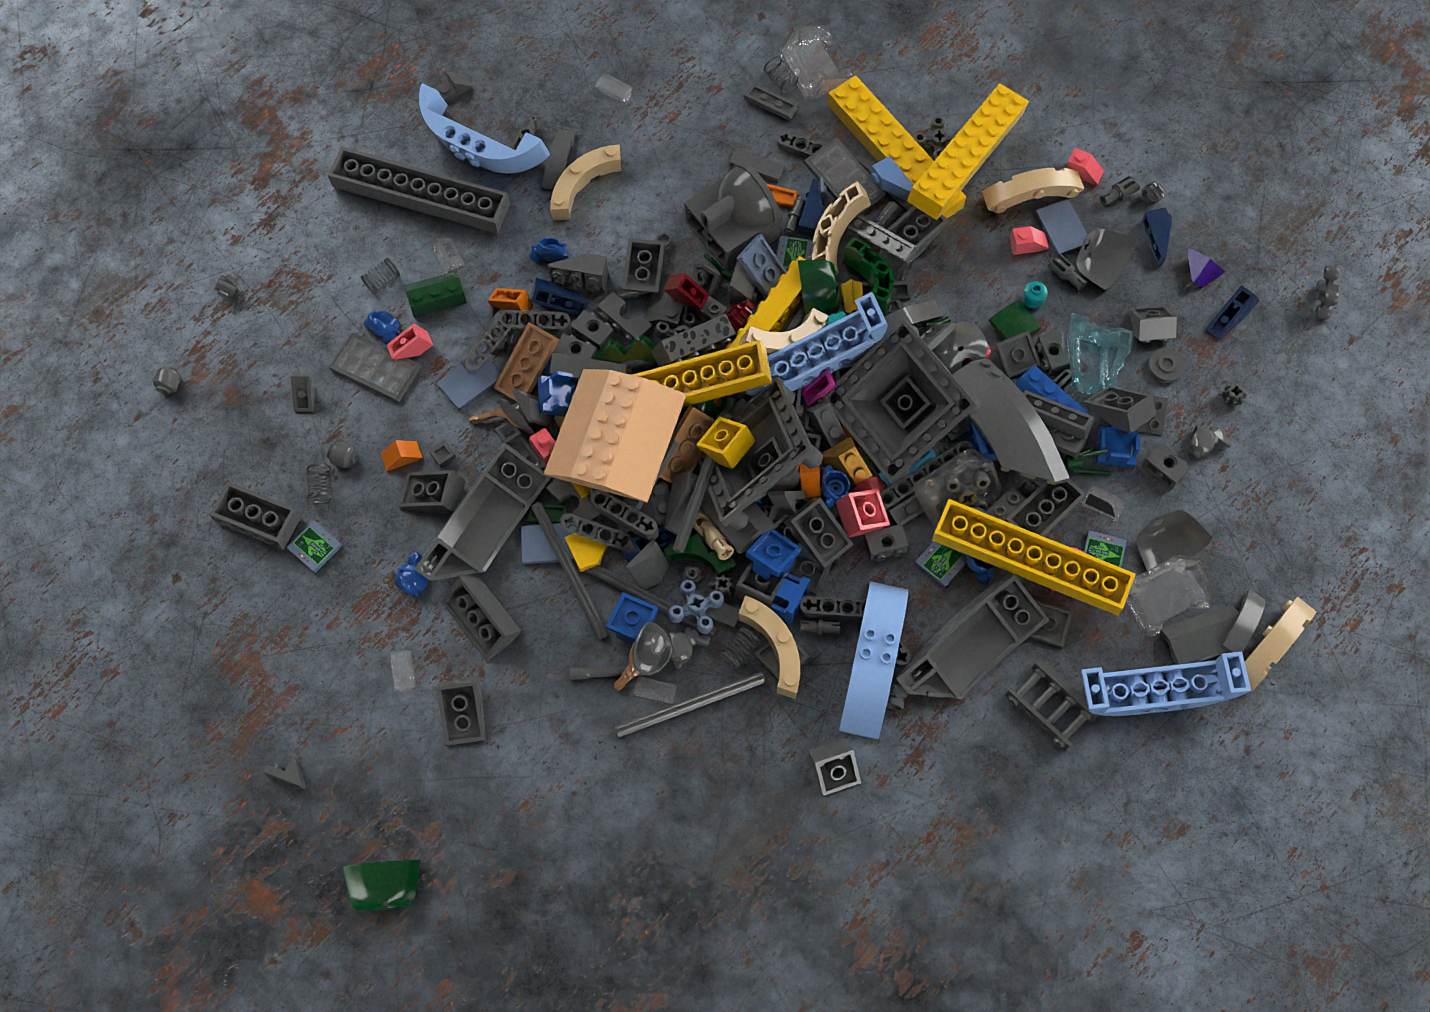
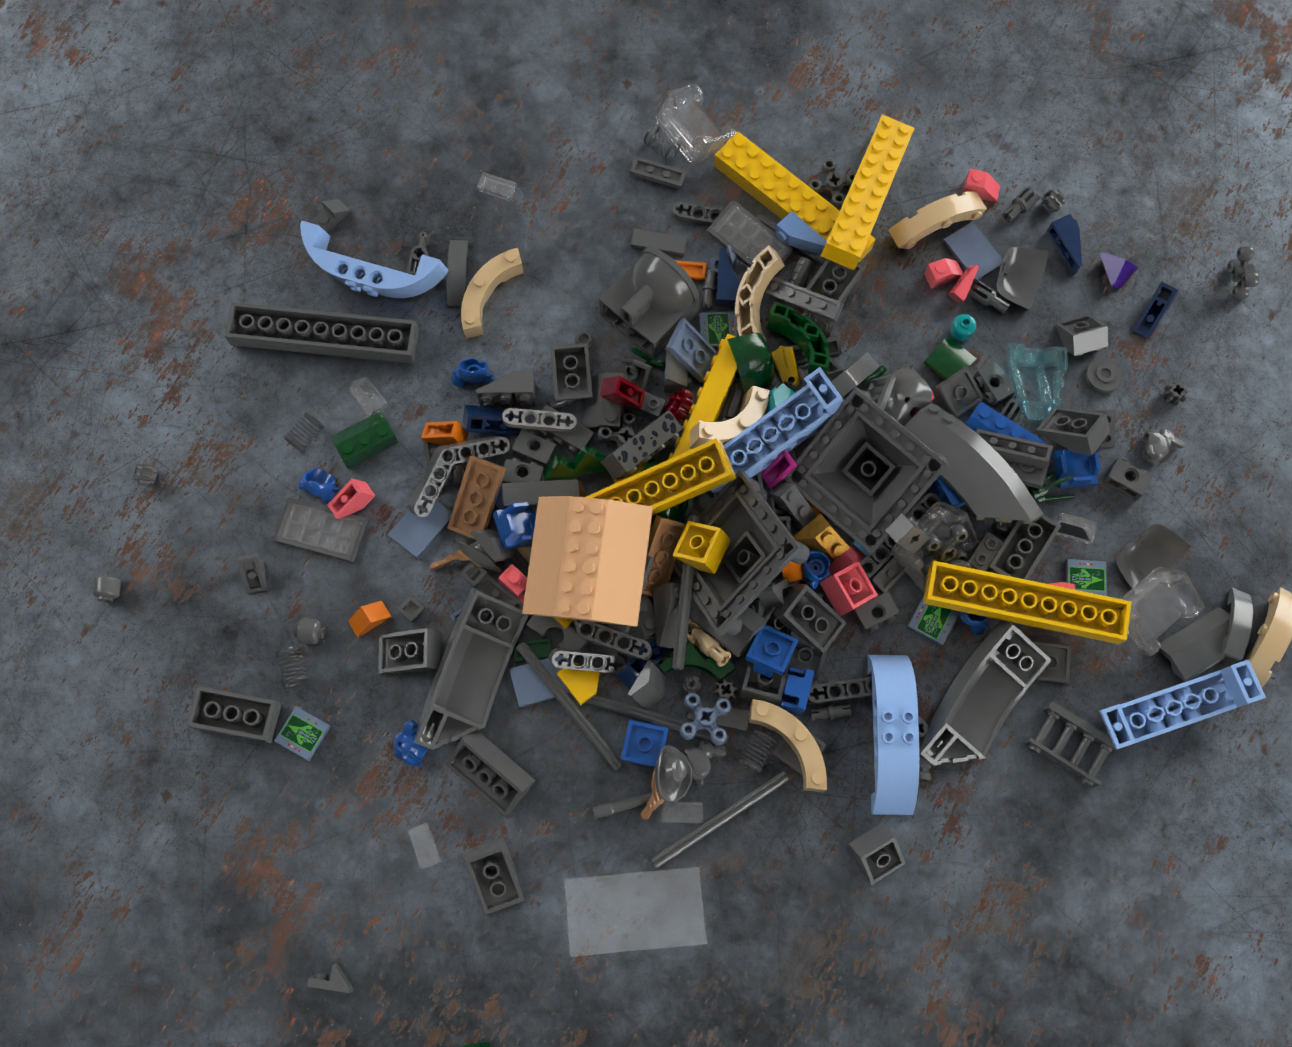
camera: 15 degrees left, 5 degrees up
(588, 772) = (635, 911): none -> clear piece
(601, 305) = (539, 418): none -> light grey beam
(929, 468) = (908, 533): none -> dark grey brick
(1040, 259) = (962, 286): none -> coral slope

